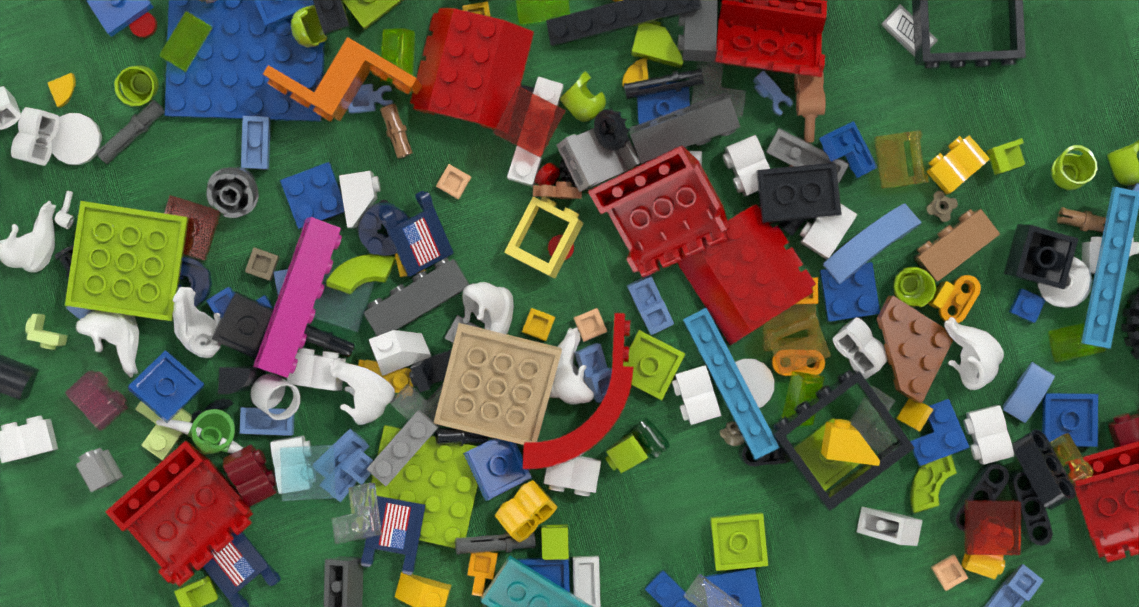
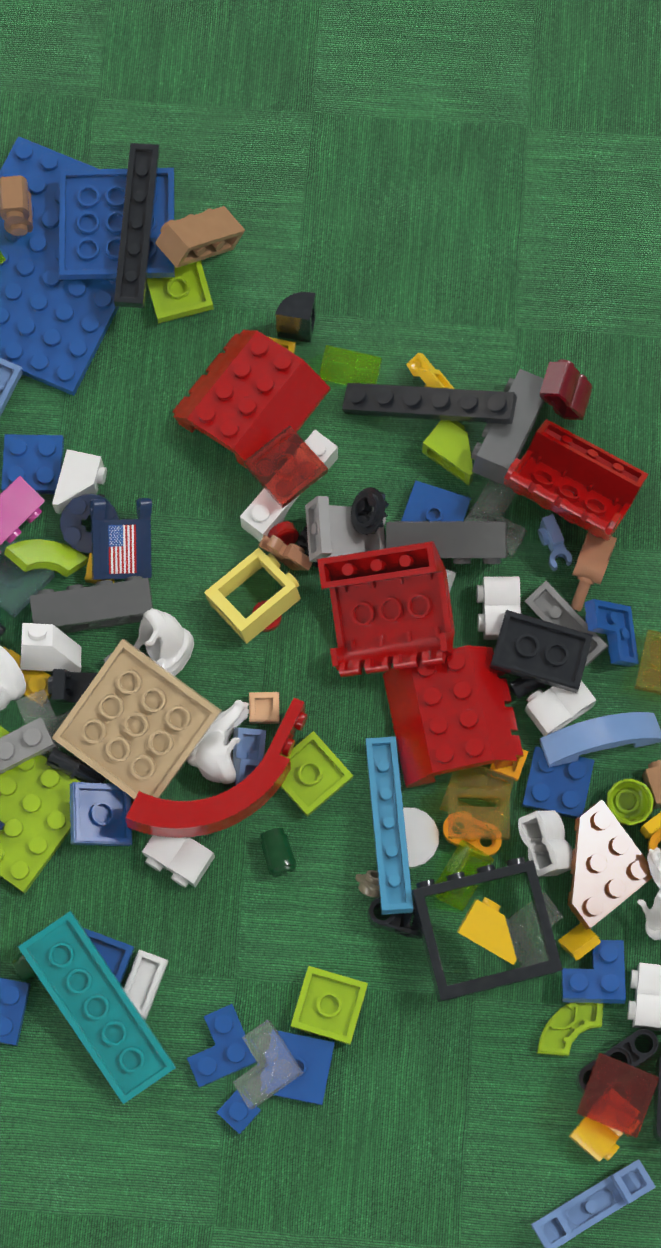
camera: 20 degrees right, 15 degrees down
(307, 27) = (100, 292): lime hair -> none
(343, 80) = (113, 355): orange bracket -> none
(367, 98) = (127, 388): medium blue plate -> none
(396, 131) = (146, 432): medium nougat pin -> none
(399, 48) = (180, 360): clear neon green slope -> none
(453, 181) = (183, 506): light nougat tile -> none
(482, 566) = (34, 918): light orange plate -> none
(492, 543) = (66, 898): dark grey pin -> none
(525, 511) = (109, 874): yellow brick -> none
(538, 324) = (210, 684): yellow tile -> none
(555, 542) = (127, 921): lime panel -> none
(581, 101) = (349, 473): lime helmet -> none
(625, 453) = (244, 855): lime slope -> none
(636, 72) = (419, 471): yellow tile -> none
(650, 304) = (337, 711): medium blue slope -> none
(695, 78) = (446, 489): black pin -> none
(697, 395) = (347, 825): white brick -> none
(825, 470) = (461, 957): lime plate -> none
(889, 526) = (504, 1055): white slope -> none
(949, 572) = (552, 1138): light nougat tile -> none

